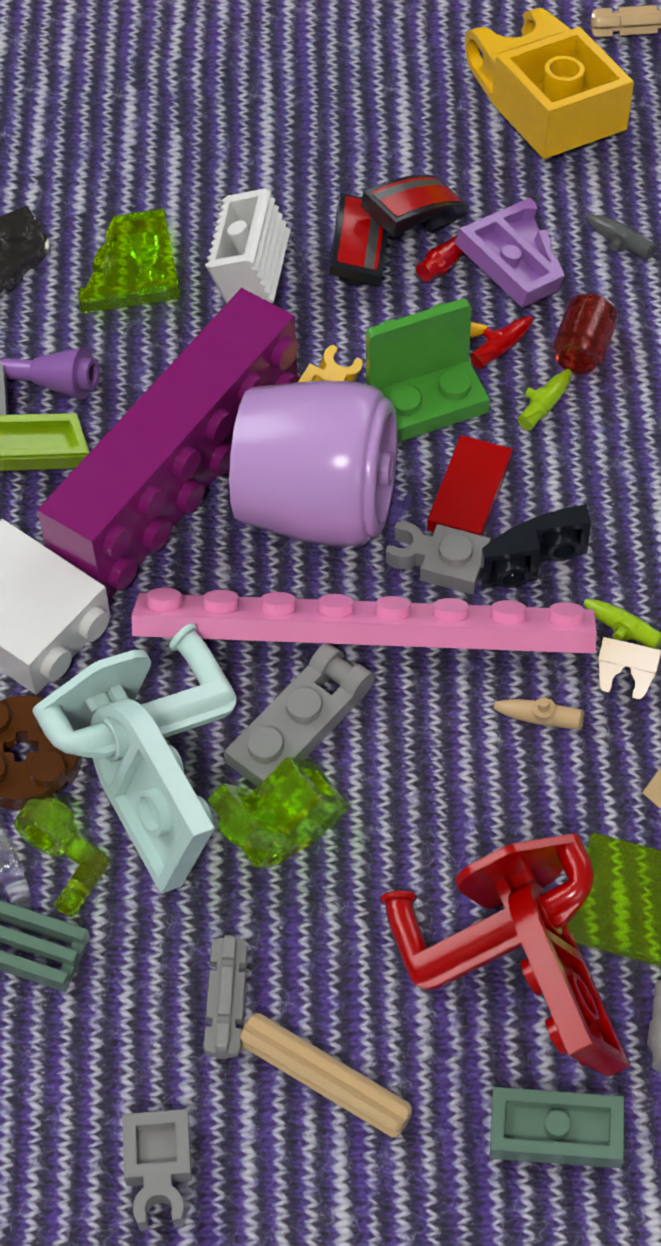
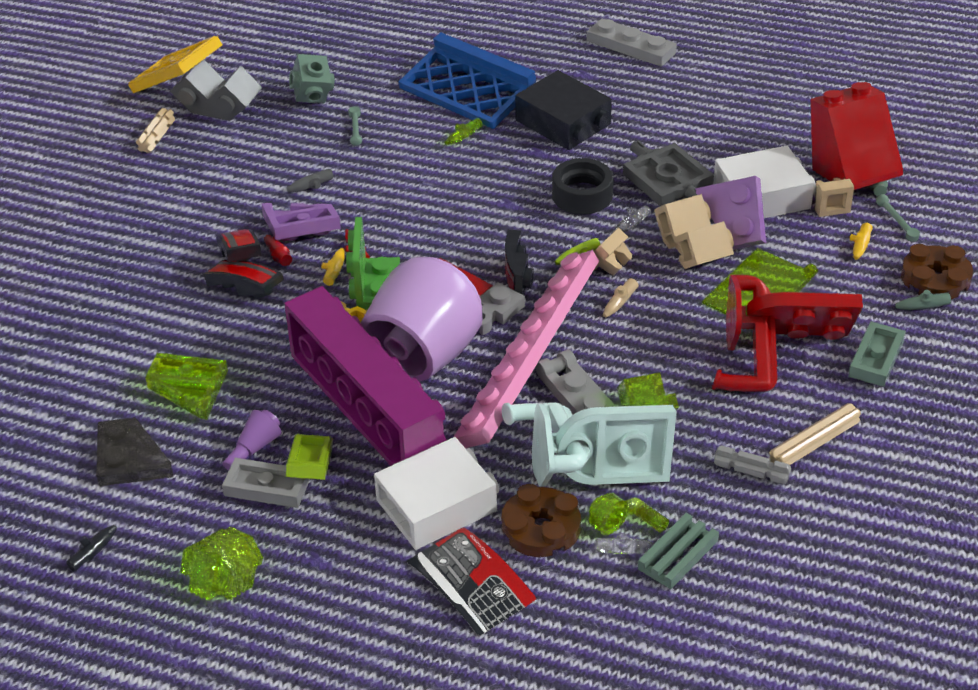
camera: 70 degrees left, 15 degrees down
(157, 1156) = (846, 514): light grey plate -> none
(248, 245) = (226, 318): white brick -> none
(543, 399) = (409, 241): lime helmet -> none
(551, 83) = (182, 168): yellow brick -> none
(585, 333) = (378, 207): clear red brick -> none

